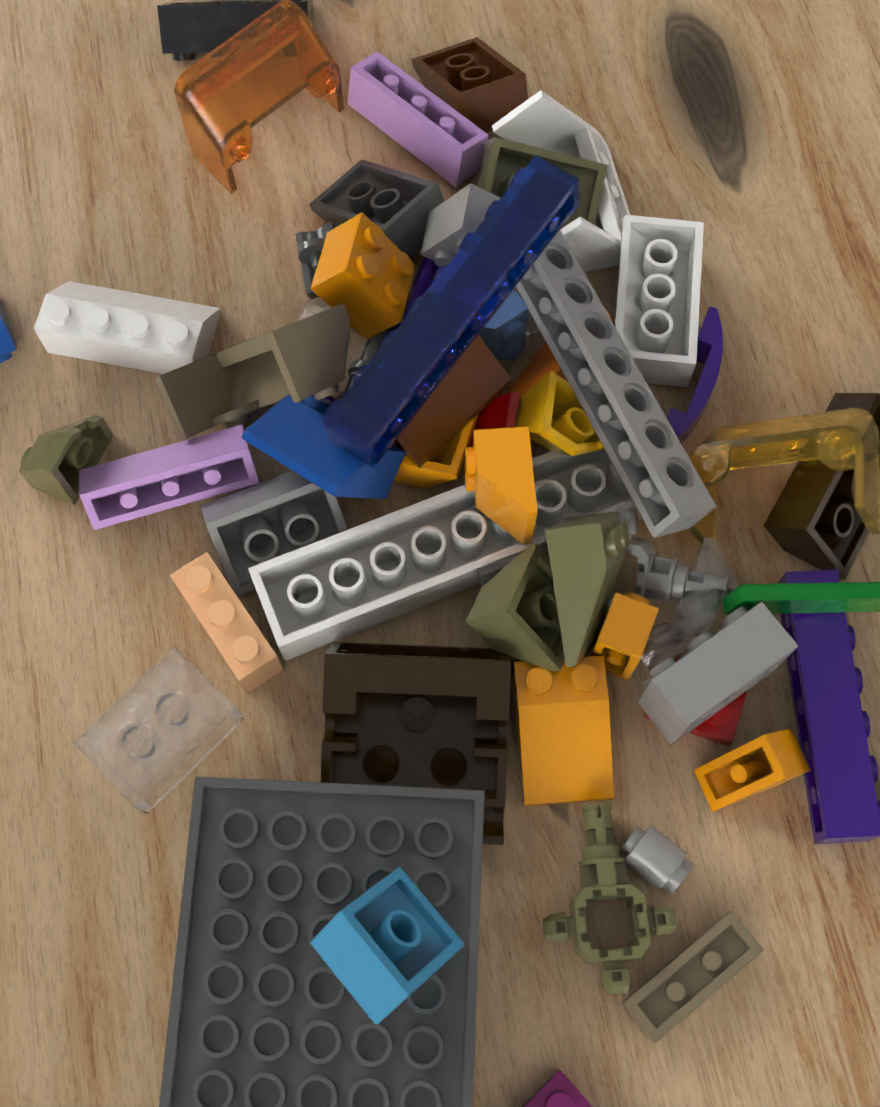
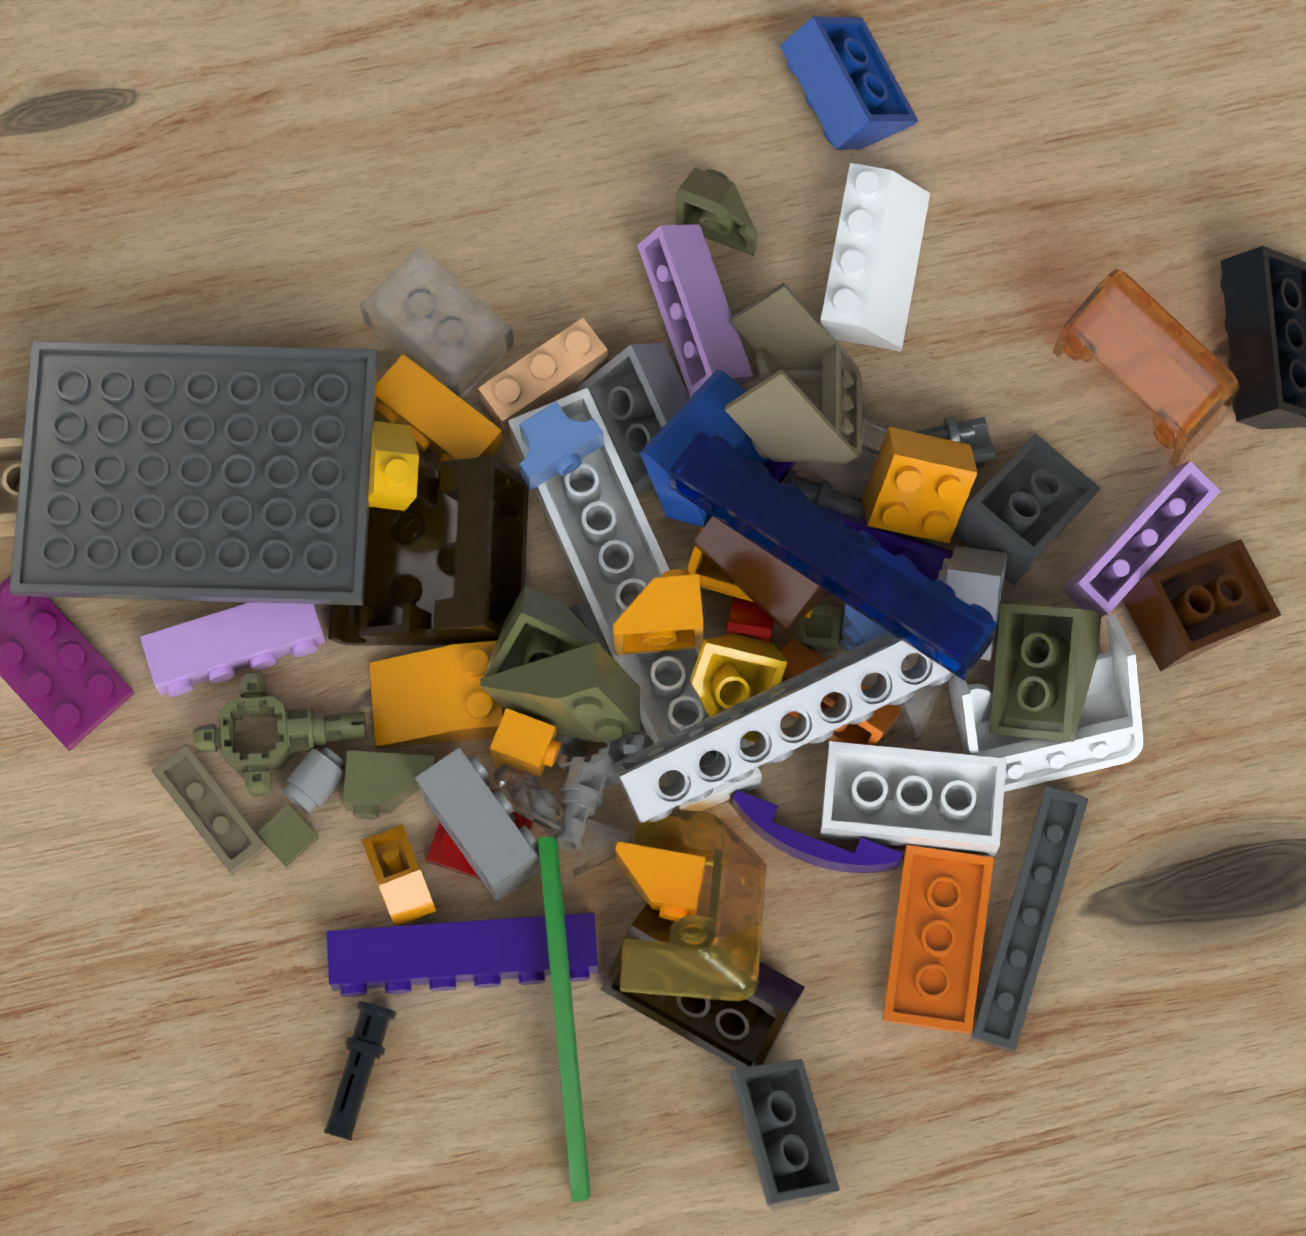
camera: 90 degrees right, 5 degrees up
(265, 727) = (435, 413): none -> light orange brick
(312, 592) = (556, 444): none -> medium blue brick
(327, 756) = (392, 466): none -> yellow slope
(386, 944) = (226, 515): dark azure slope -> none
(510, 964) = (229, 642): none -> lavender brick
(655, 785) = (381, 780): none -> olive slope
(713, 890) = (287, 835): none -> olive tile
(753, 501) = (663, 878): none -> light orange slope
(754, 221) = (1029, 919): none -> dark grey plate
(780, 291) = (938, 939): none -> orange plate

